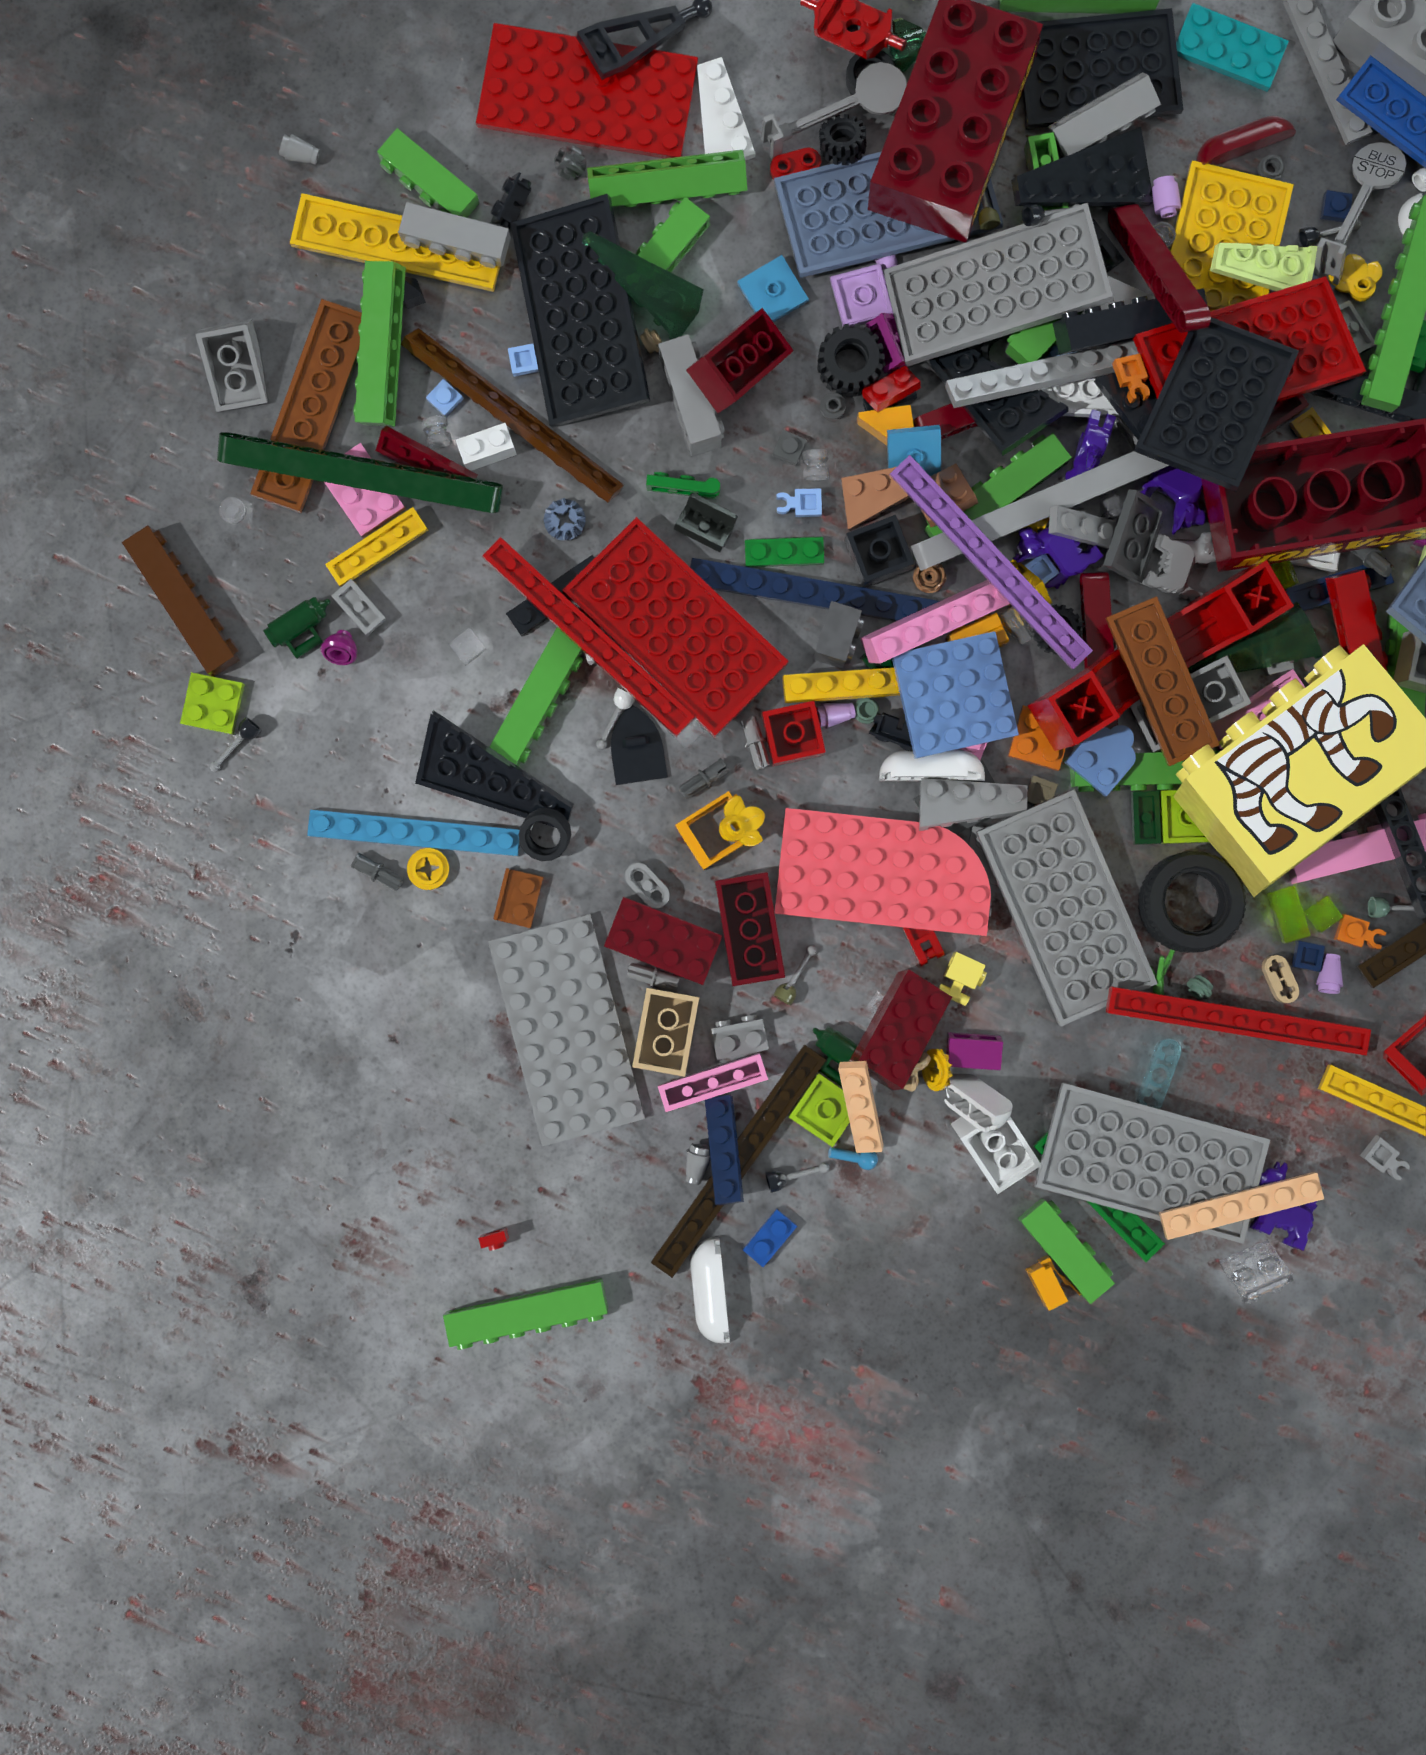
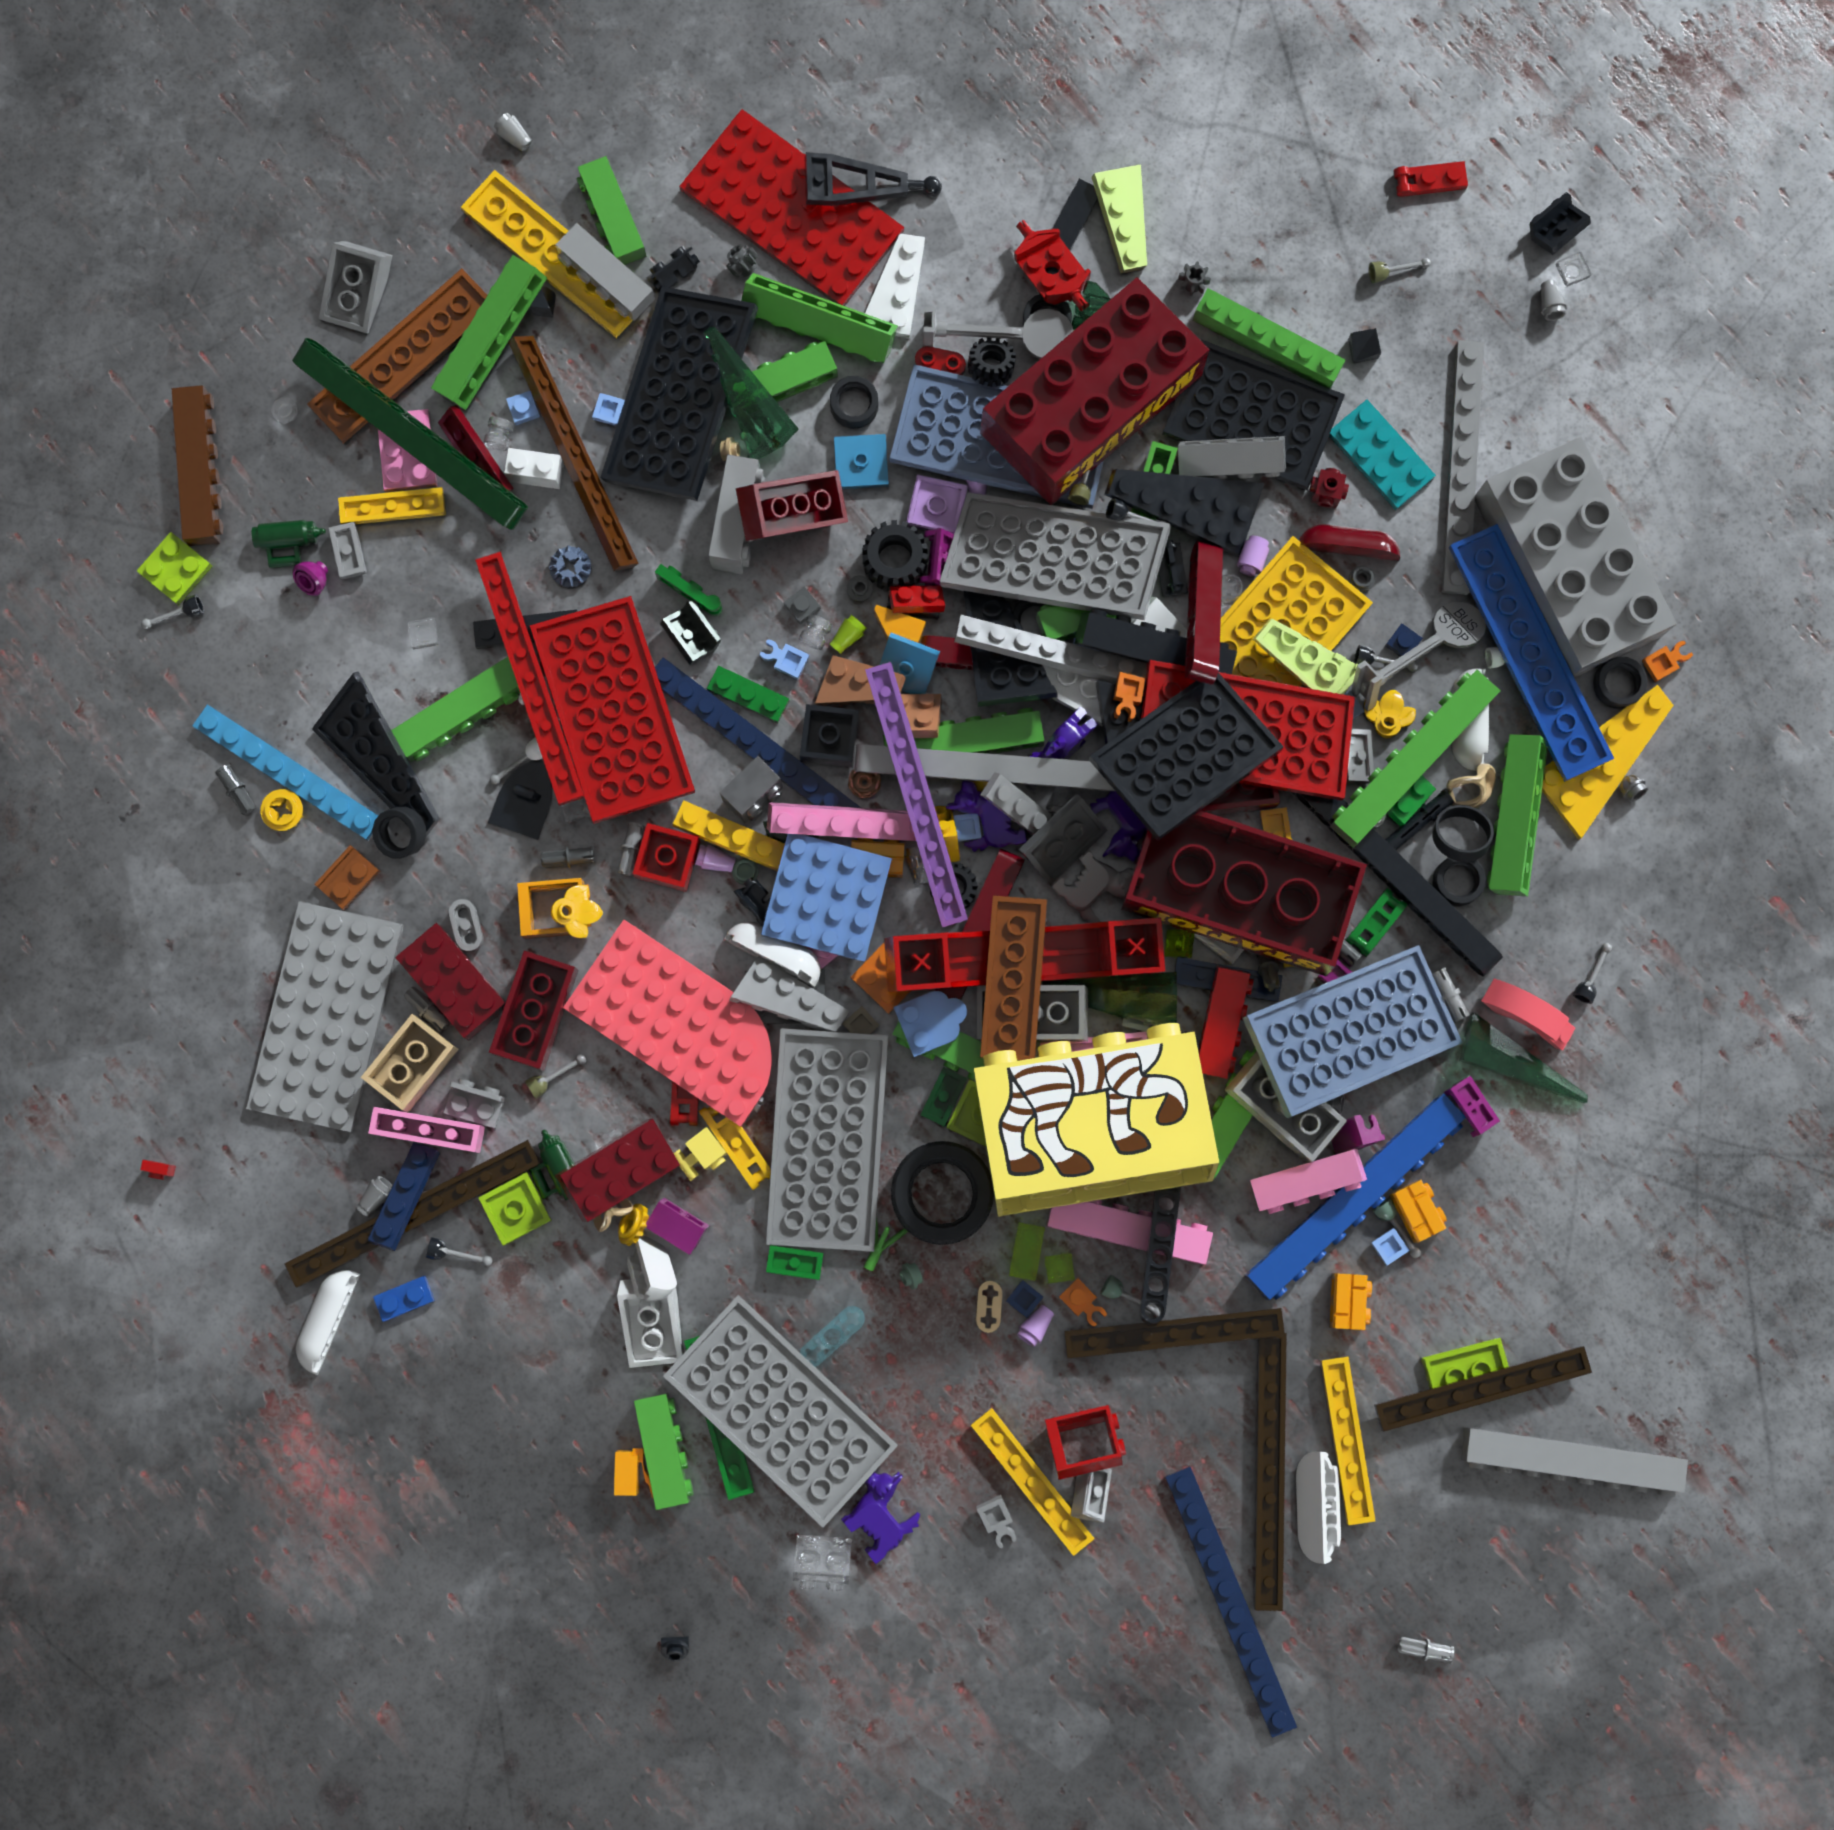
camera: 25 degrees right, 5 degrees down
(525, 1313) = (148, 1250): bright green brick -> none
(742, 220) = (849, 383): none -> black tyre
(844, 452) = (848, 633): none -> lime cone
(861, 1106) = (544, 1220): light nougat plate -> none
(865, 1160) = (528, 1273): dark azure bar -> none
(990, 953) = (738, 1147): none -> yellow plate
(1092, 1029) = (794, 1262): none -> green plate
(1165, 1411) = (675, 1647): none -> black plate
(1202, 100) = (1323, 494): none -> dark red brick
(1238, 1020) = (928, 1323): red plate -> none
(1241, 1205) = (838, 1490): light nougat plate -> none

